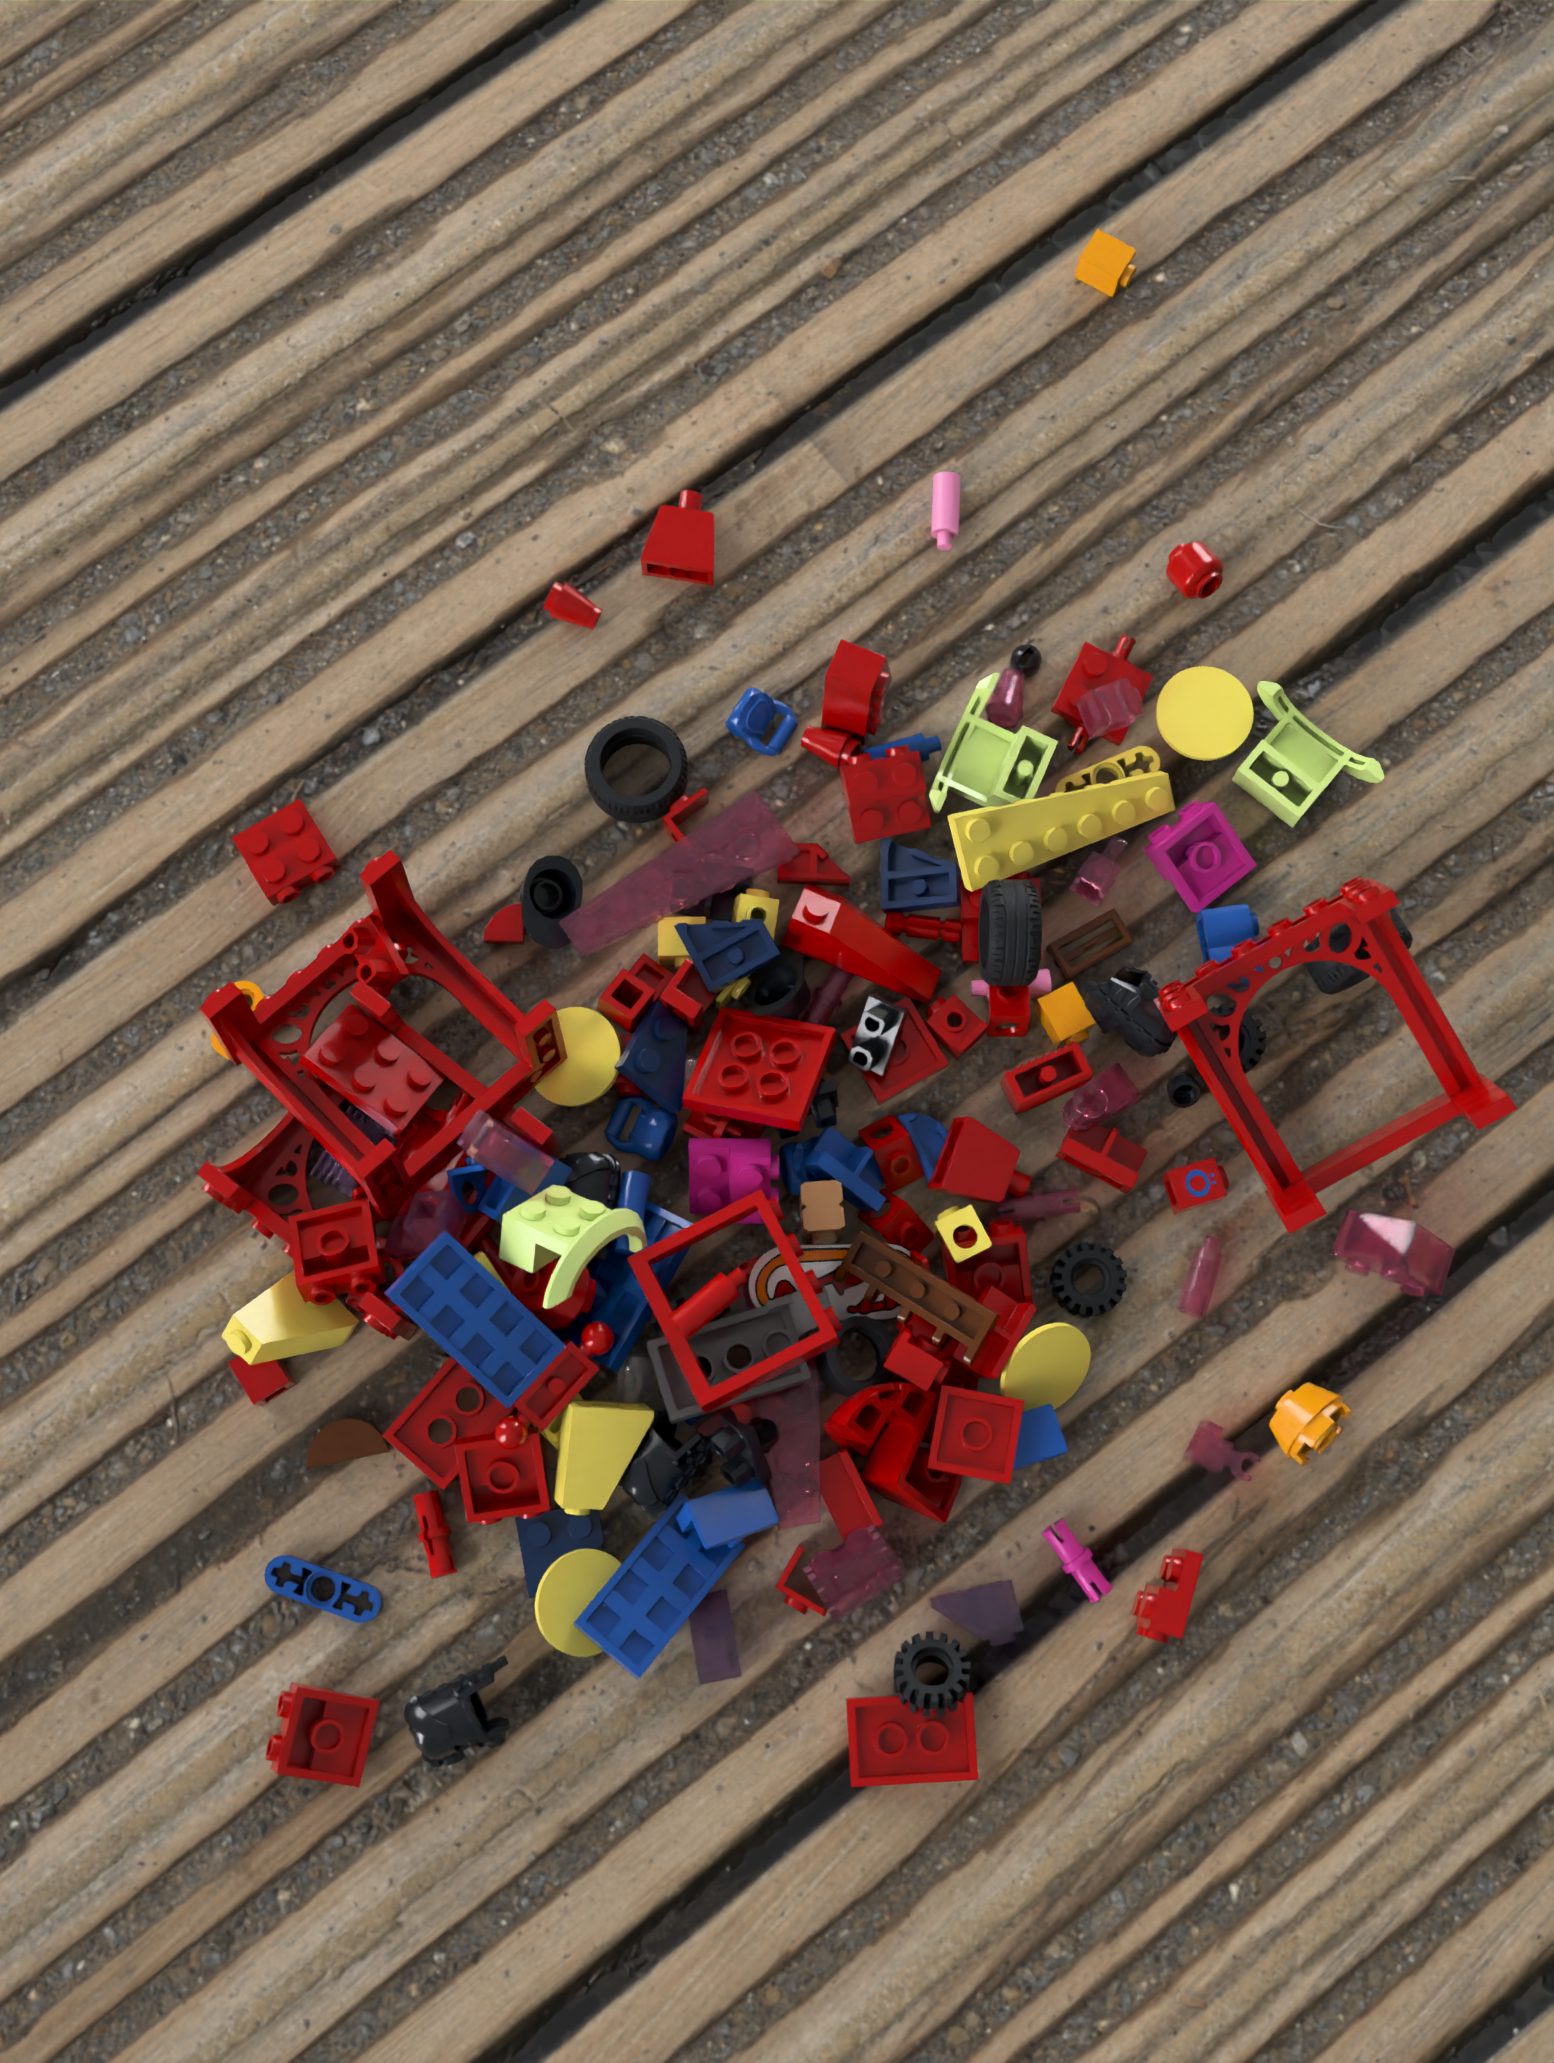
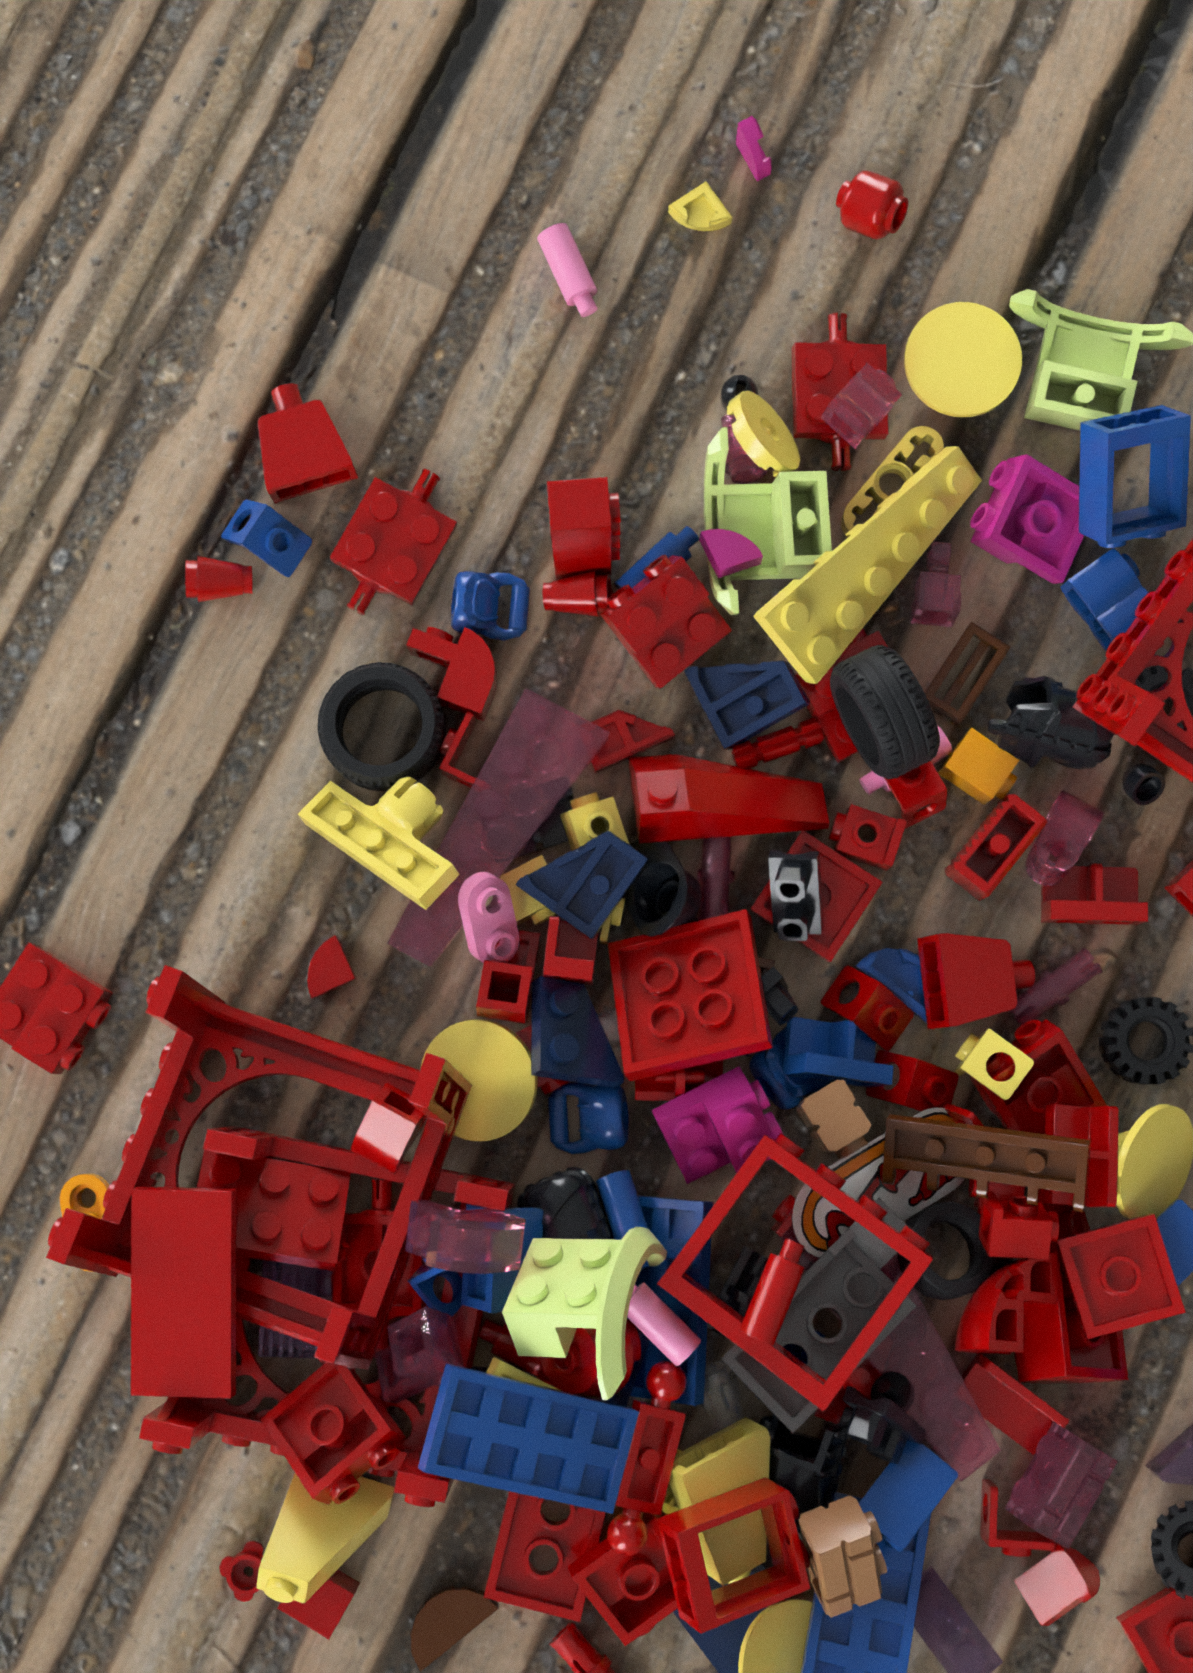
camera: 20 degrees left, 5 degrees up
(209, 1326) = (233, 1569): none -> red plate
(282, 1089) = (183, 1292): none -> red tile
(378, 958) = (210, 1084): red hips -> none
(489, 1053) = (388, 1128): none -> brick
(541, 1478) = (686, 1565): none -> red window
(547, 896) = (361, 918): black piece -> none
(598, 846) = (386, 836): none -> light yellow plate
(613, 1289) = (661, 1325): none -> bright pink cylinder
(625, 595) = (268, 536): none -> blue bracket
(641, 944) = (491, 923): none -> bright pink plate
(661, 1527) = (843, 1555): none -> medium nougat brick
(714, 642) = (393, 541): none -> red plate
(723, 756) = (469, 664): none -> red brick
(814, 1646) = (1058, 1584): none -> tile
(957, 767) = (729, 551): none -> dark pink tile
(1026, 693) = (763, 433): none -> light yellow tile
(1065, 514) = (700, 210): none -> light yellow tile
(1126, 494) = (746, 140): none -> dark pink tile
(1272, 812) = (1168, 476): none -> blue window

